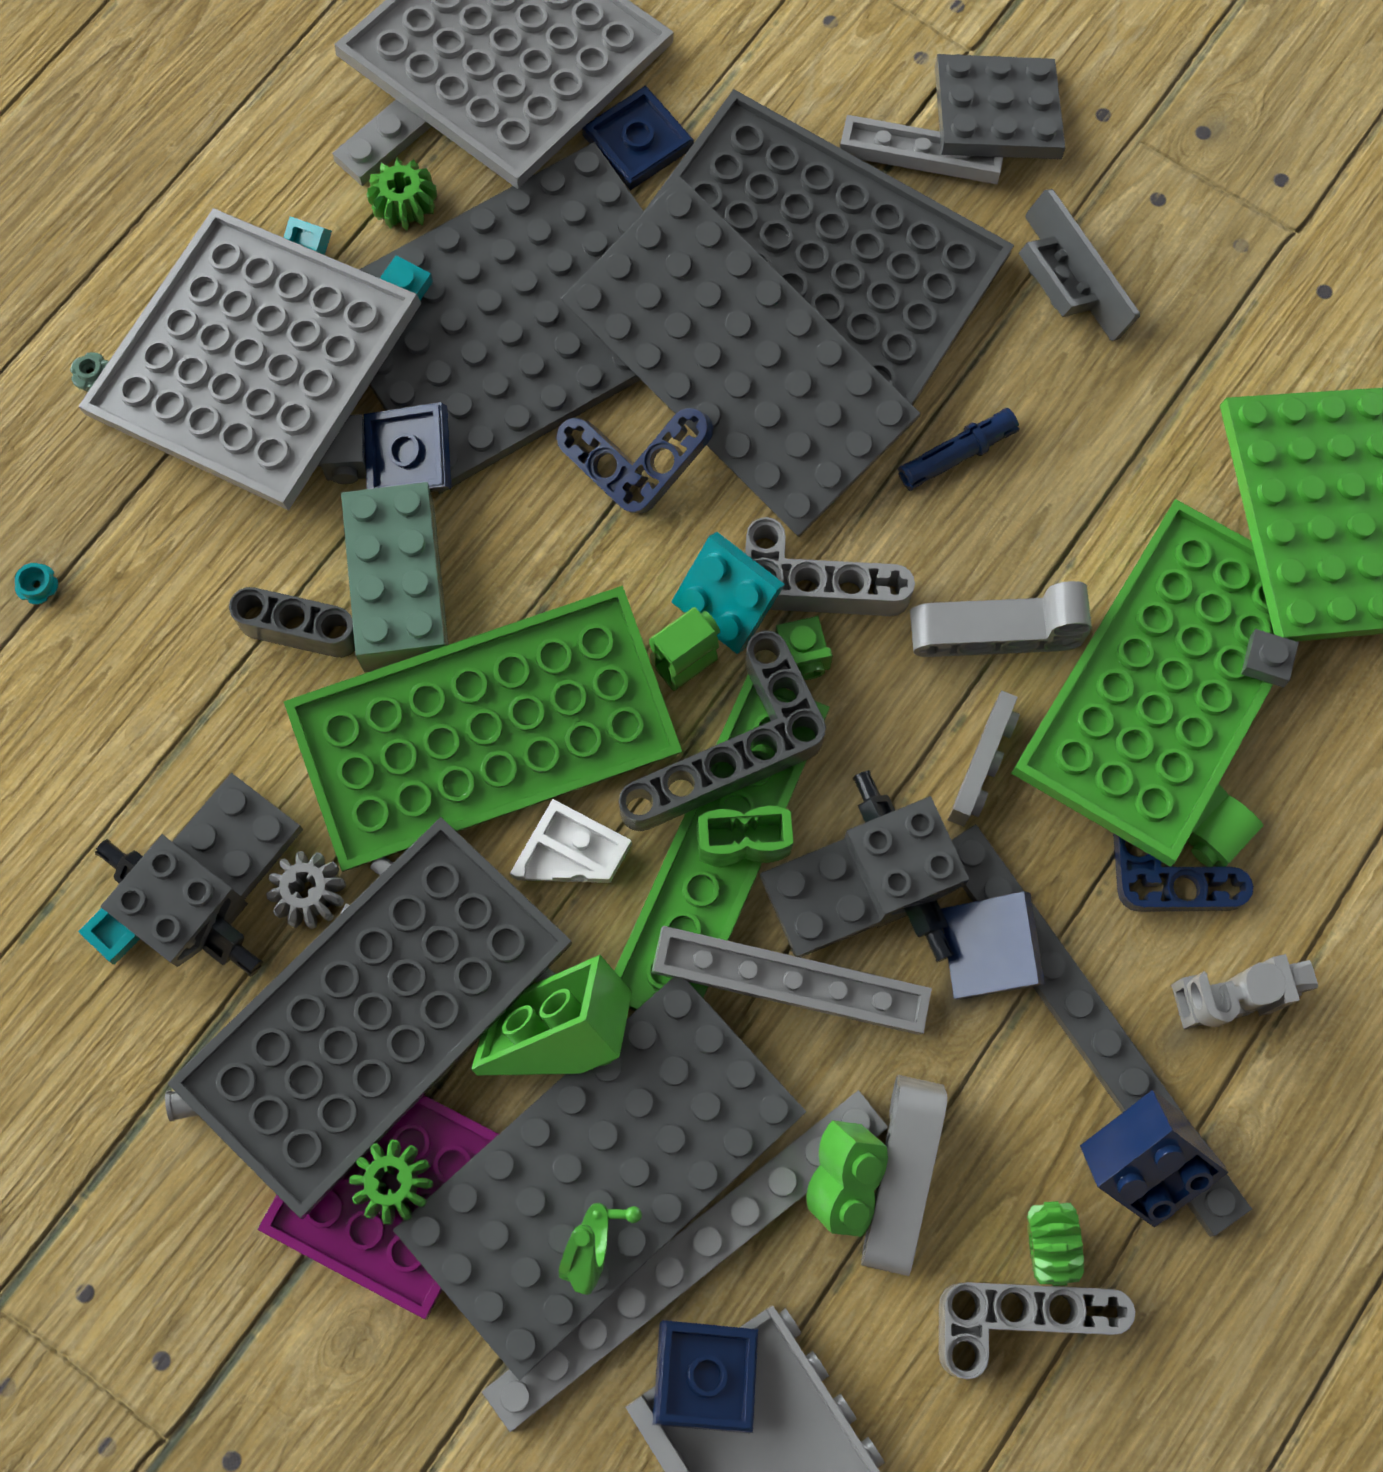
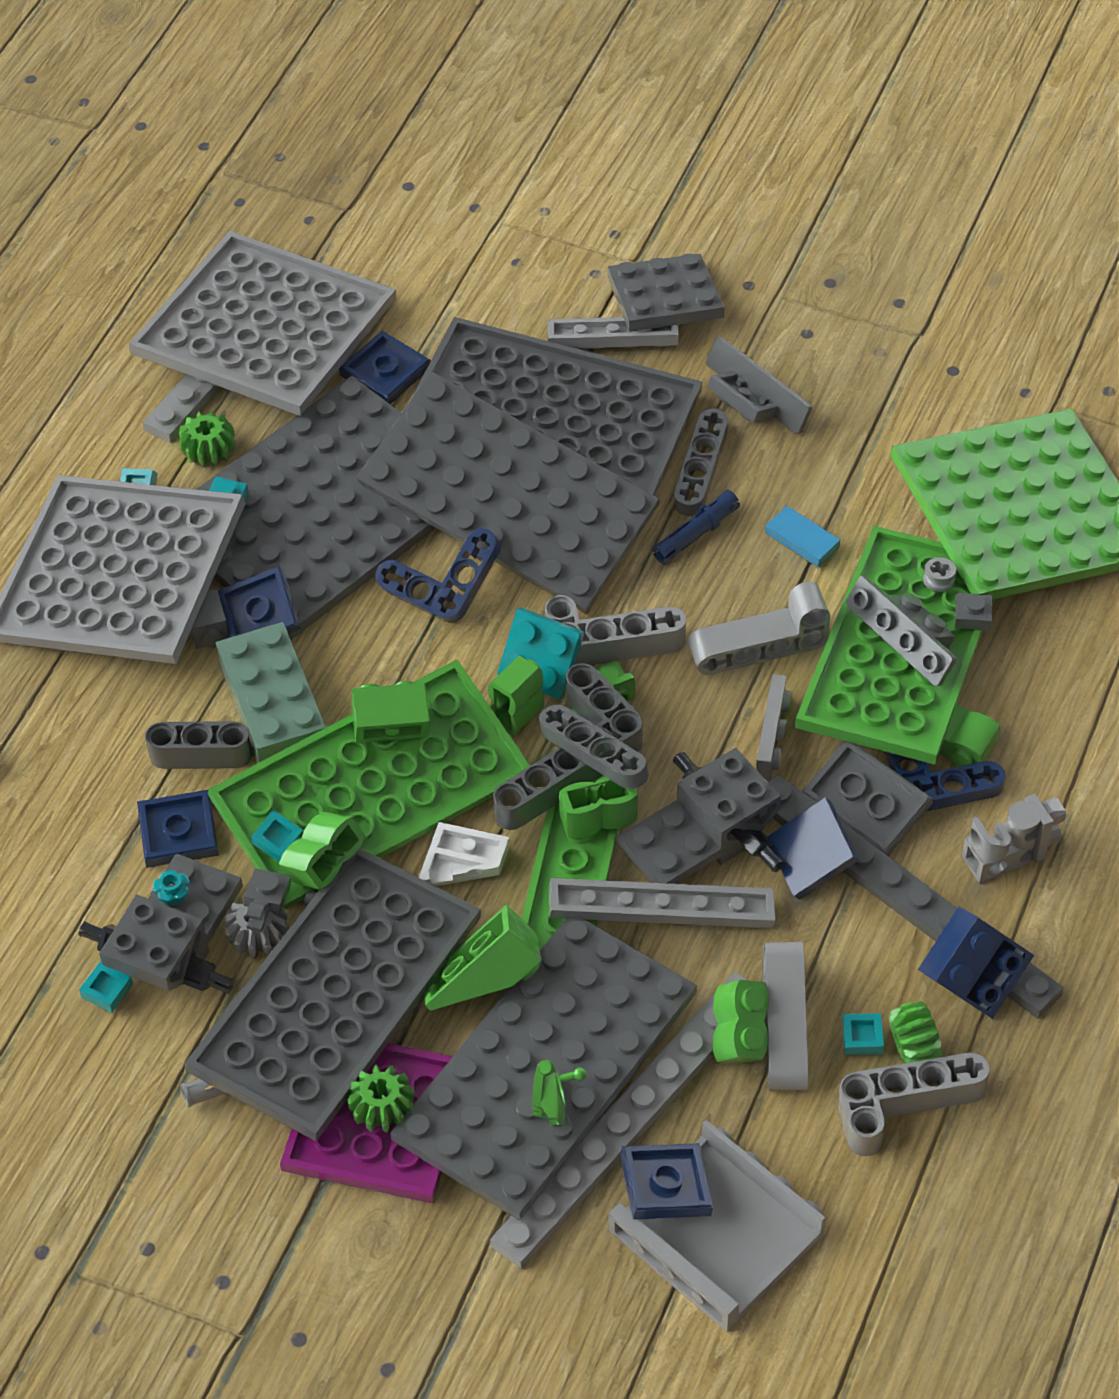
camera: 10 degrees left, 20 degrees down
(209, 839) = (171, 895): none -> teal plate
(246, 728) = (178, 826): none -> dark blue tile
(318, 863) = (264, 895): none -> dark grey plate
(350, 786) = (276, 835): none -> teal plate
(397, 821) = (321, 850): none -> bright green brick
(521, 647) = (390, 712): none -> bright green brick
(758, 759) = (599, 741): none -> dark grey beam
(986, 355) = (701, 461): none -> dark grey beam
(992, 1215) = (862, 1034): none -> teal plate
(1076, 883) = (869, 796): none -> dark grey tile
(1084, 490) = (802, 536): none -> dark azure tile
(1183, 669) = (906, 627): none -> dark grey bracket
(1247, 584) = (939, 574): none -> light grey bush

